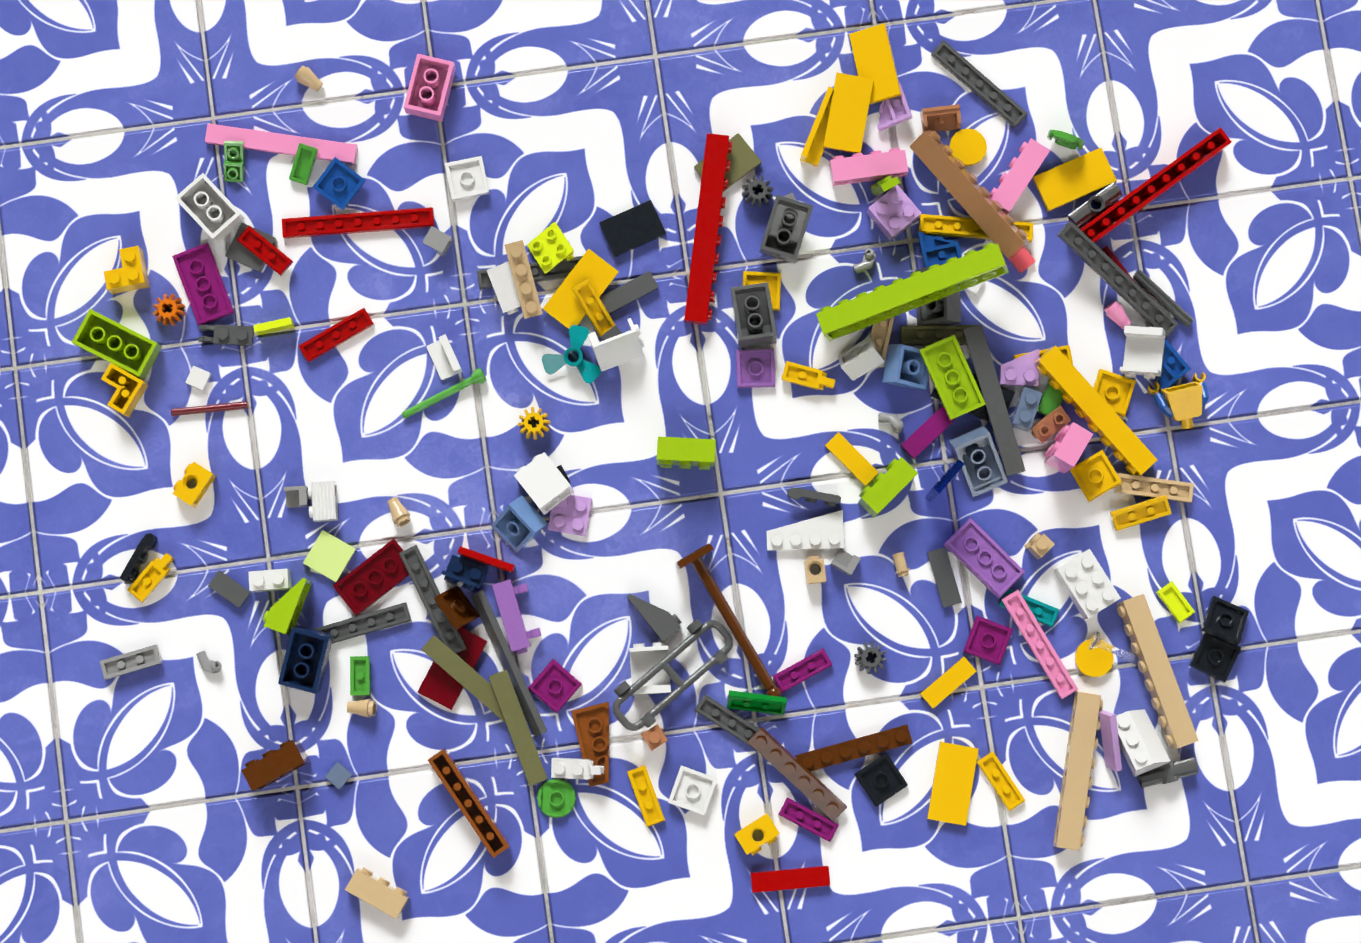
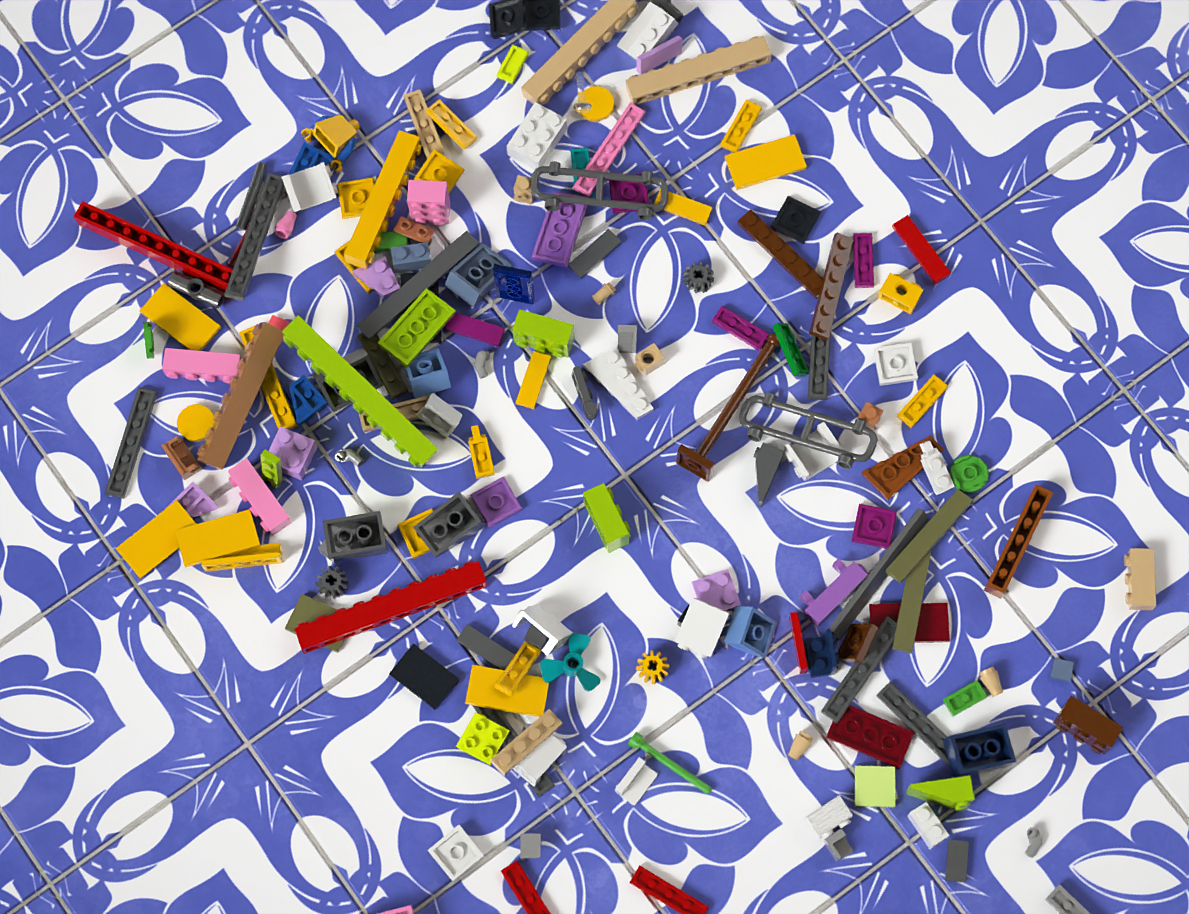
camera: 110 degrees left, 10 degrees down
(961, 643) = (552, 201): none -> dark grey bar

